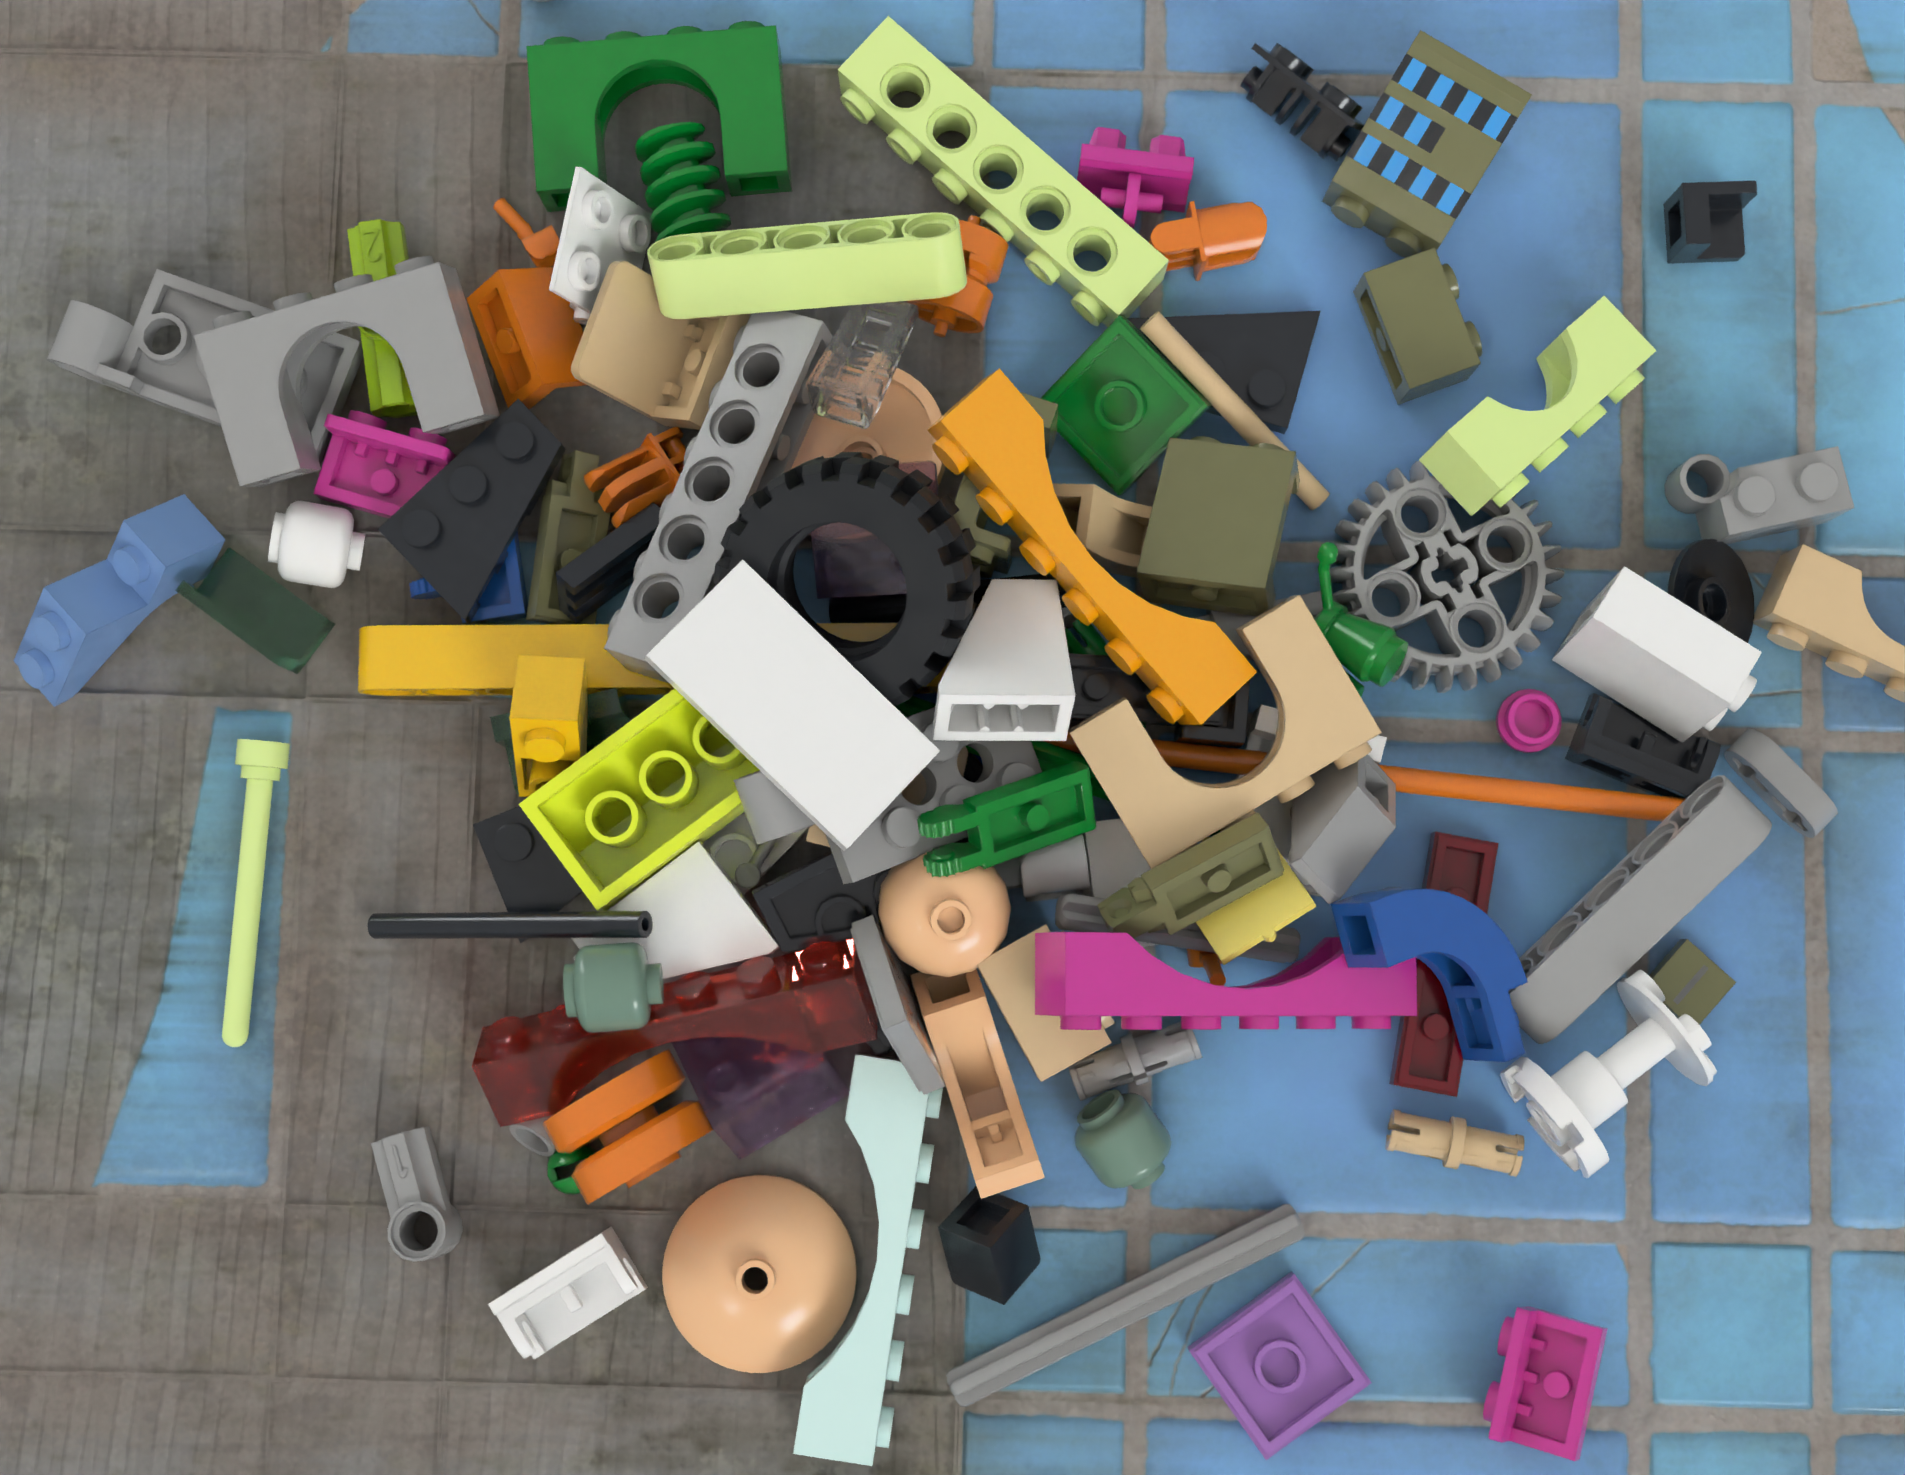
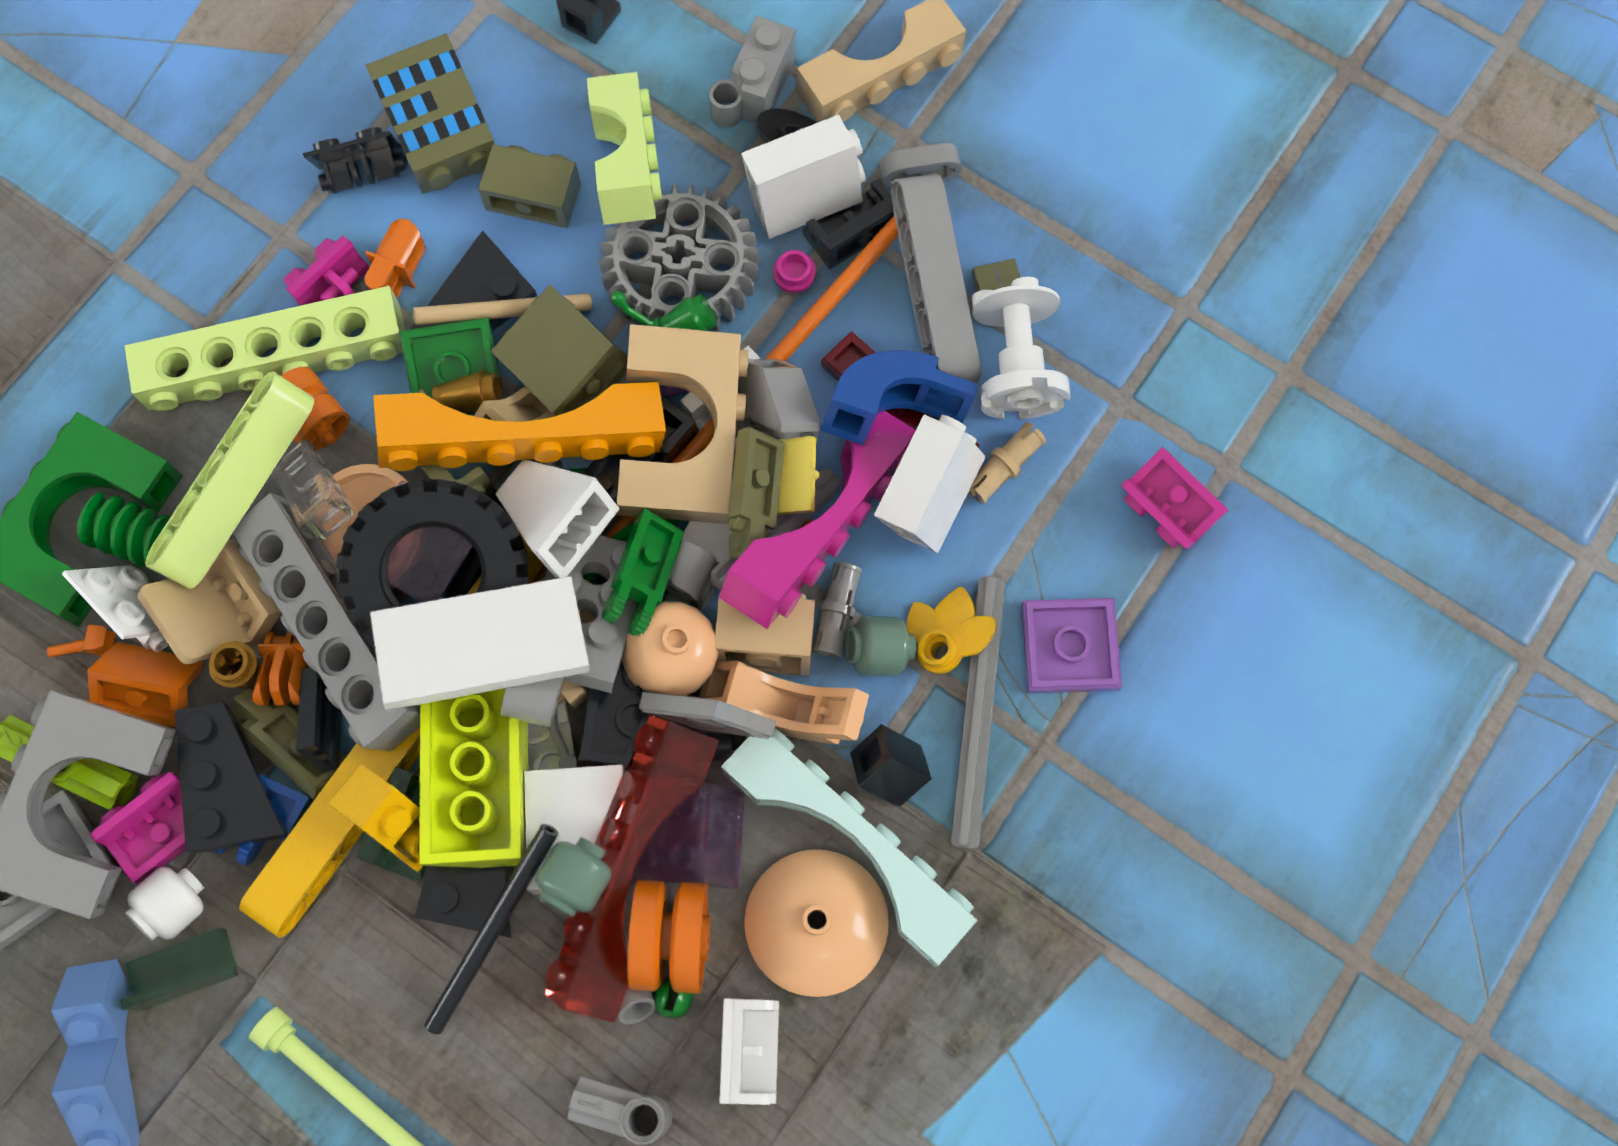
camera: 60 degrees left, 10 degrees down
(600, 417) = (234, 665): none -> pearl gold cone
(1101, 451) = (469, 391): none -> pearl gold cone
(1207, 1206) = (949, 625): none -> yellow plate
(1356, 1079) = (931, 482): none -> white brick

